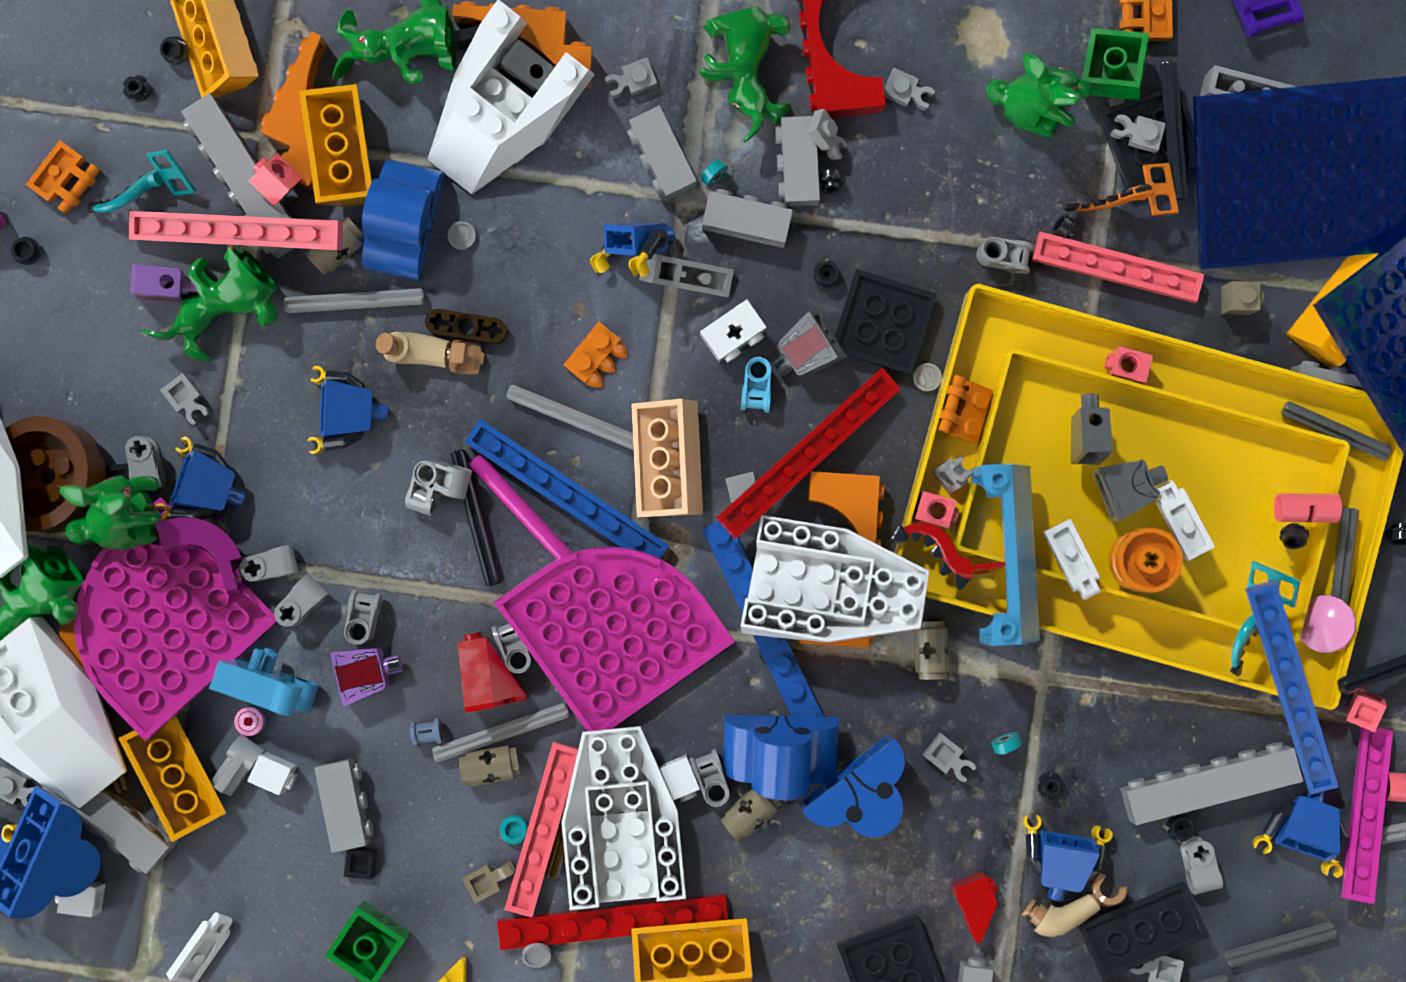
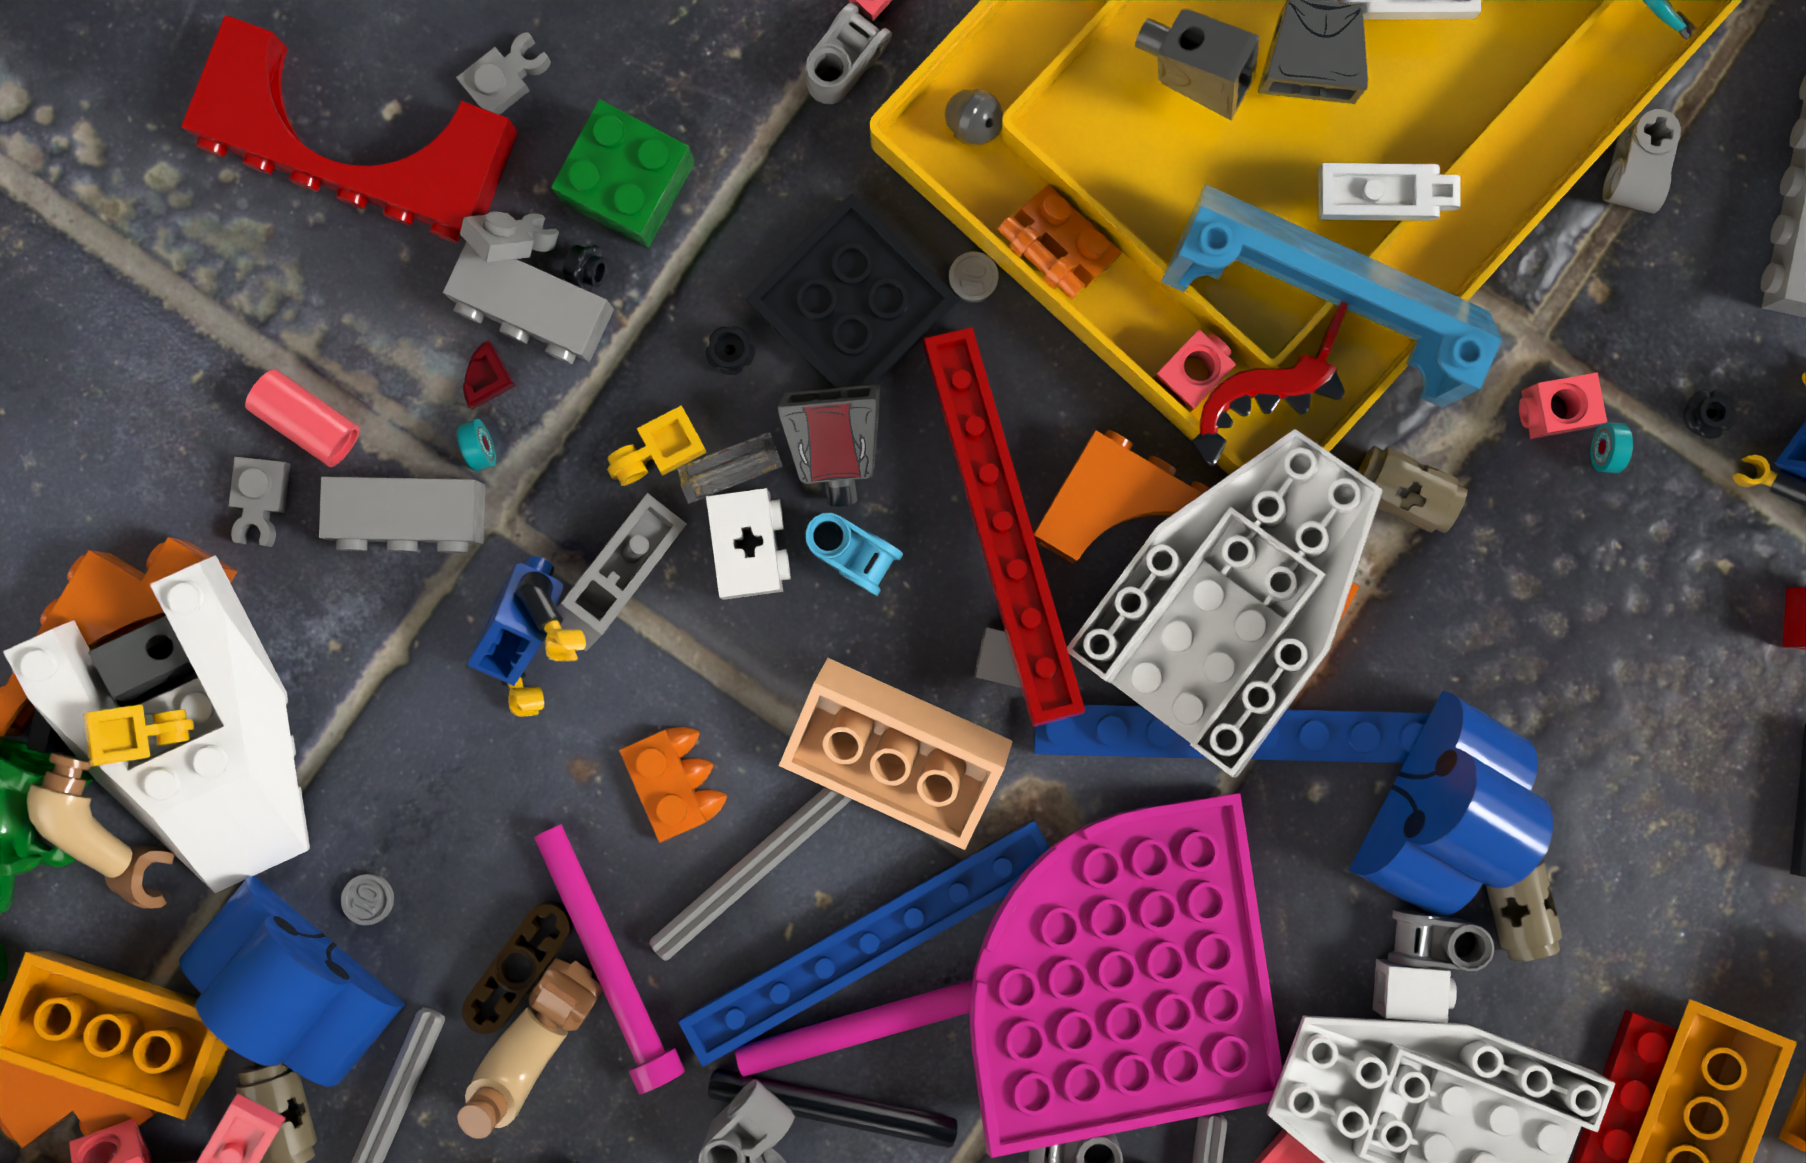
camera: 65 degrees left, 0 degrees up
(429, 72) = (66, 821): none -> piece
(453, 417) = (653, 1063): none -> dark pink piece
(486, 76) = (123, 735): none -> yellow plate
(683, 80) = (302, 417): none -> coral pin
(746, 42) = (293, 285): green animal -> none
(747, 218) = (576, 429): light grey brick -> none
(750, 159) = (485, 376): none -> dark red tile
(764, 267) = (667, 440): none -> yellow plate
(767, 303) = (729, 467): none -> clear tile
(862, 792) = (1585, 716): blue brick -> none
(887, 175) = (623, 173): none -> green brick
(946, 755) = (1584, 551): light grey plate -> none
(952, 474) = (1152, 314): light grey plate -> none
(1007, 335) = (974, 116): none -> dark grey piece
(1025, 713) = (1583, 404): none -> coral brick
(1156, 687) = (1642, 170): none -> light grey piece
(1162, 555) = (1448, 78): orange wheel -> none

